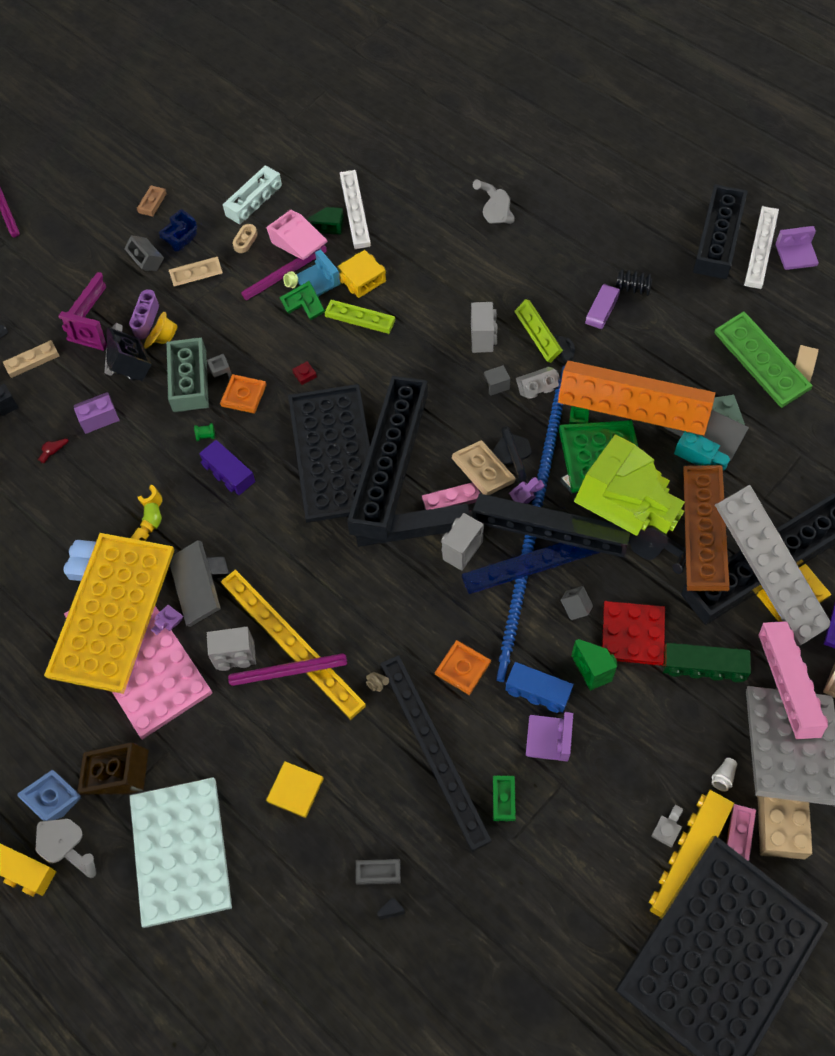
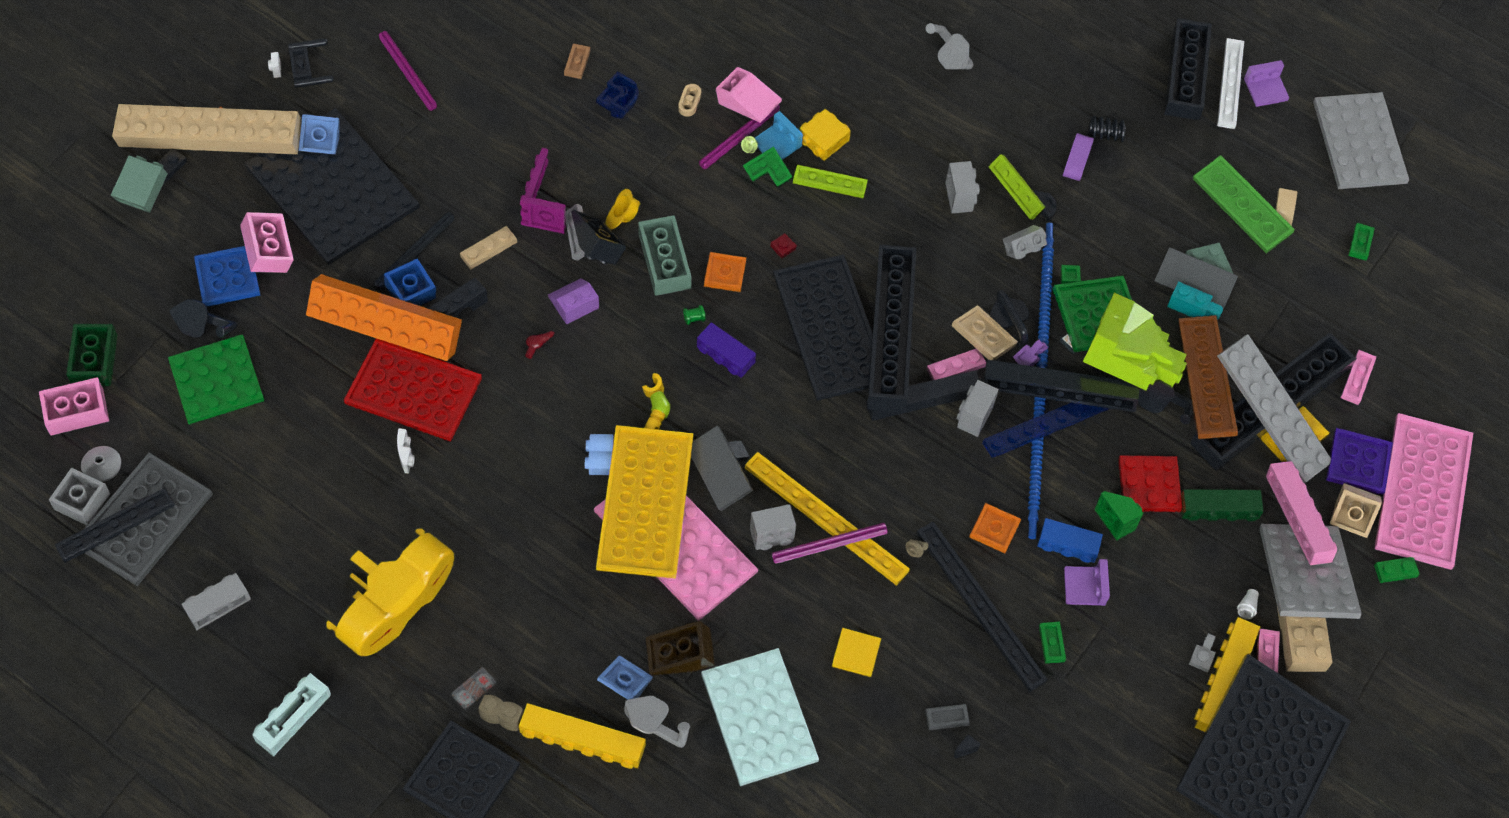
camera: 15 degrees left, 0 degrees up
(144, 253) = (586, 123): dark grey brick -> none
(144, 314) = (601, 199): medium lavender beam -> none
(166, 618) = (701, 504): medium lavender plate -> none
(195, 271) = (645, 140): tan plate -> none
(219, 366) = (696, 244): dark grey panel -> none
(252, 195) = (672, 65): light aqua brick -> none
(328, 220) = (777, 75): dark green slope -> none
(355, 209) = (802, 60): white plate -> none
(497, 379) = (984, 241): dark grey panel -> none
(577, 603) = (1094, 459): dark grey panel -> none
(636, 397) = (1127, 253): orange brick -> none

